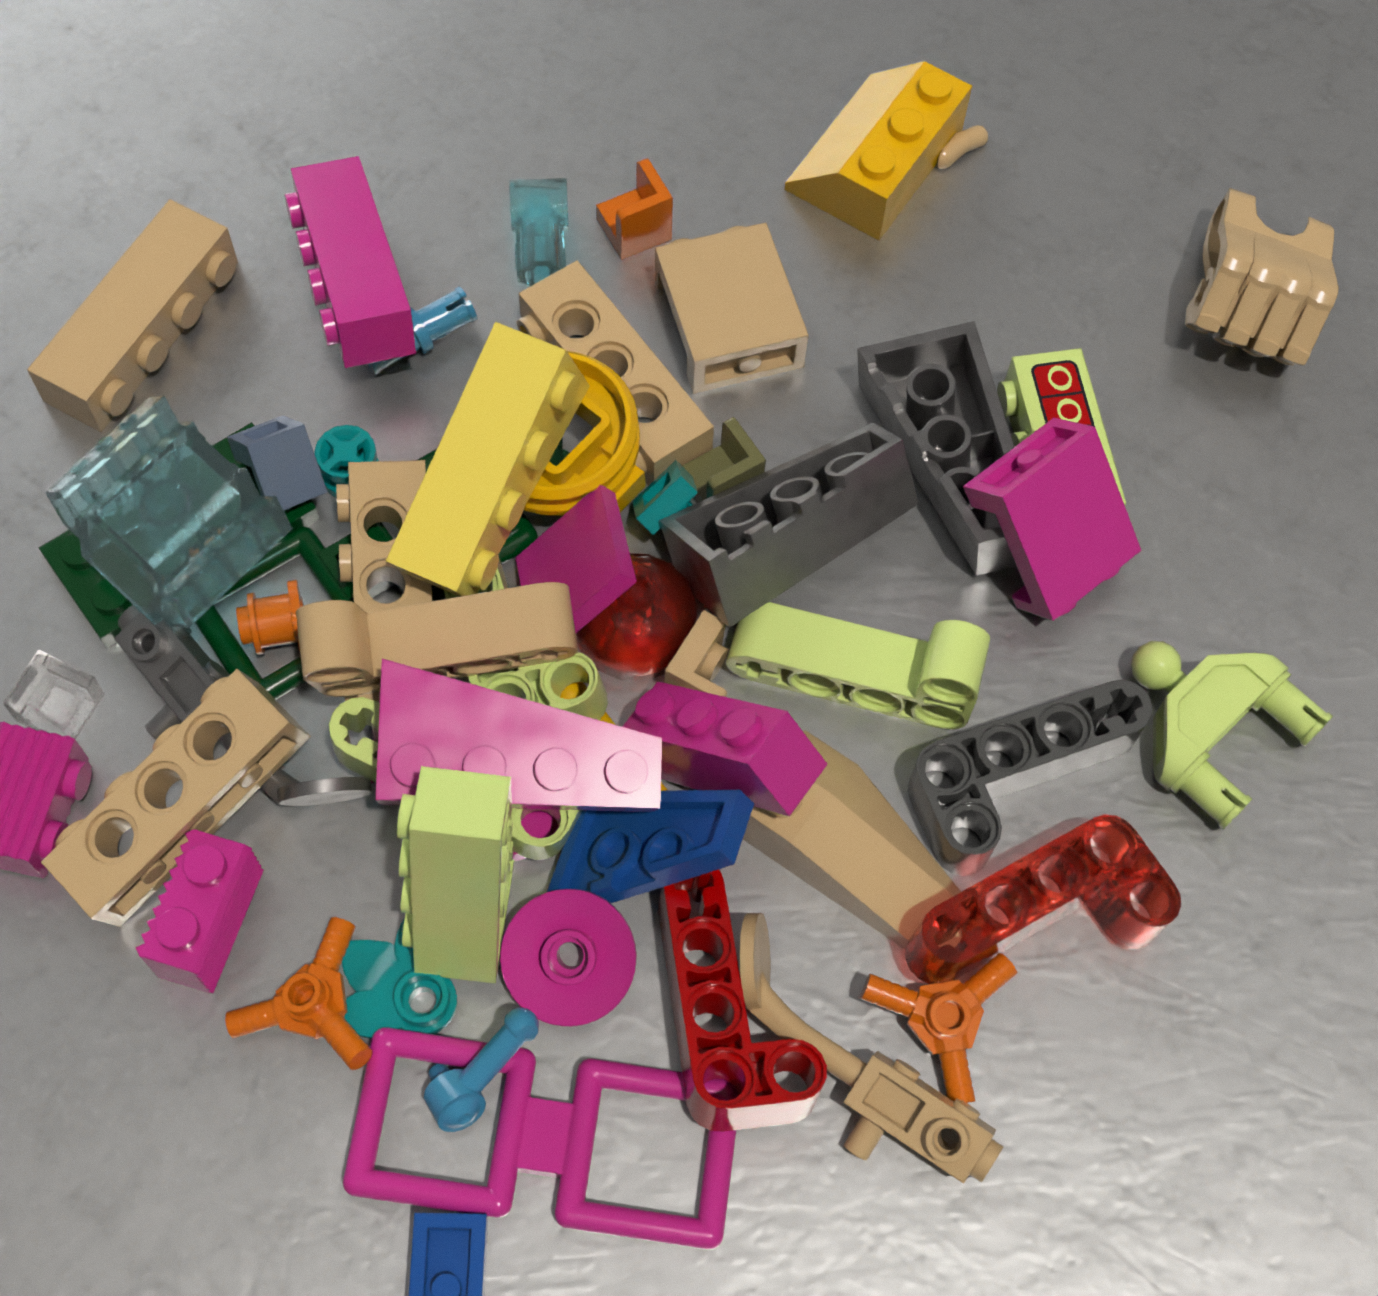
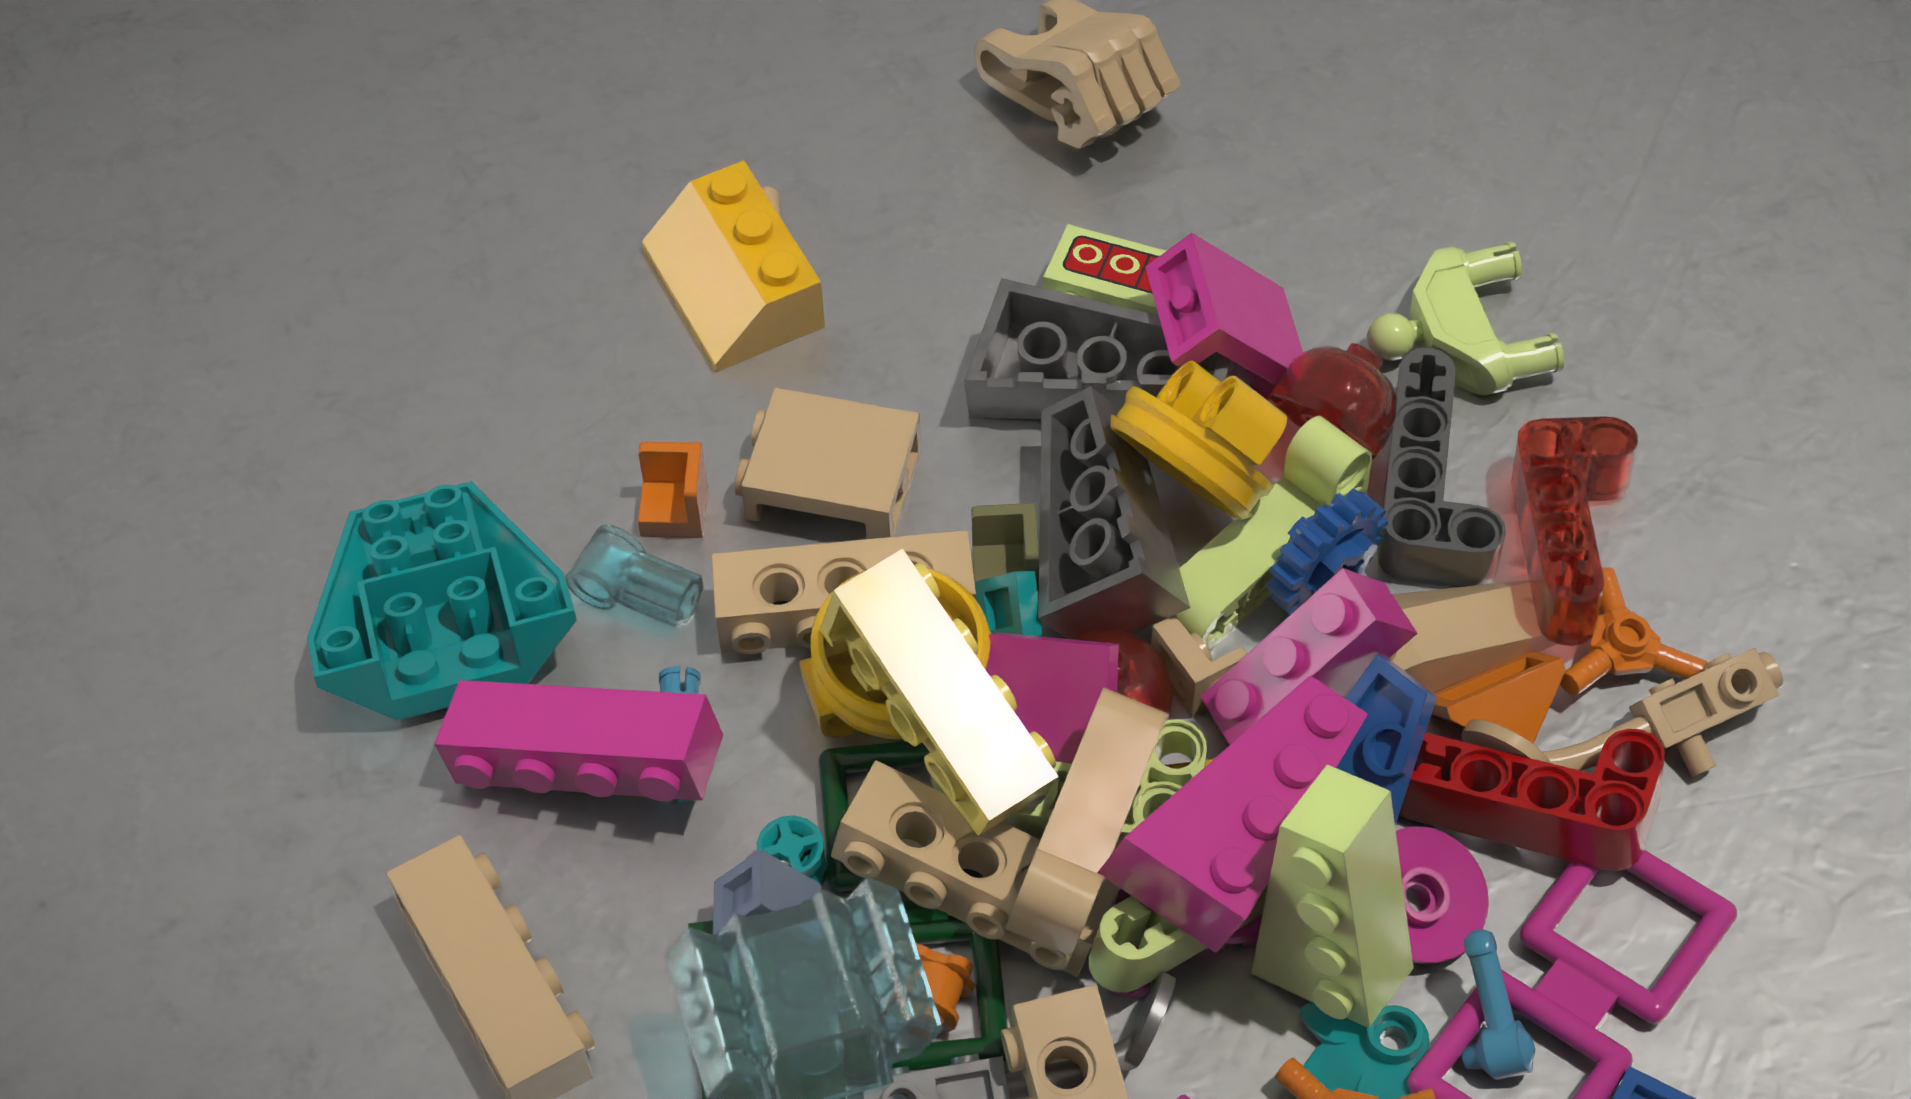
camera: 55 degrees left, 10 degrees down
(430, 107) = (434, 598): none -> teal wedge
(819, 936) = (1509, 694): none -> orange slope
(862, 712) = (1323, 544): none -> blue gear
(886, 543) = (1205, 435): none -> yellow piece
(1035, 645) = (1341, 389): none -> clear red cylinder

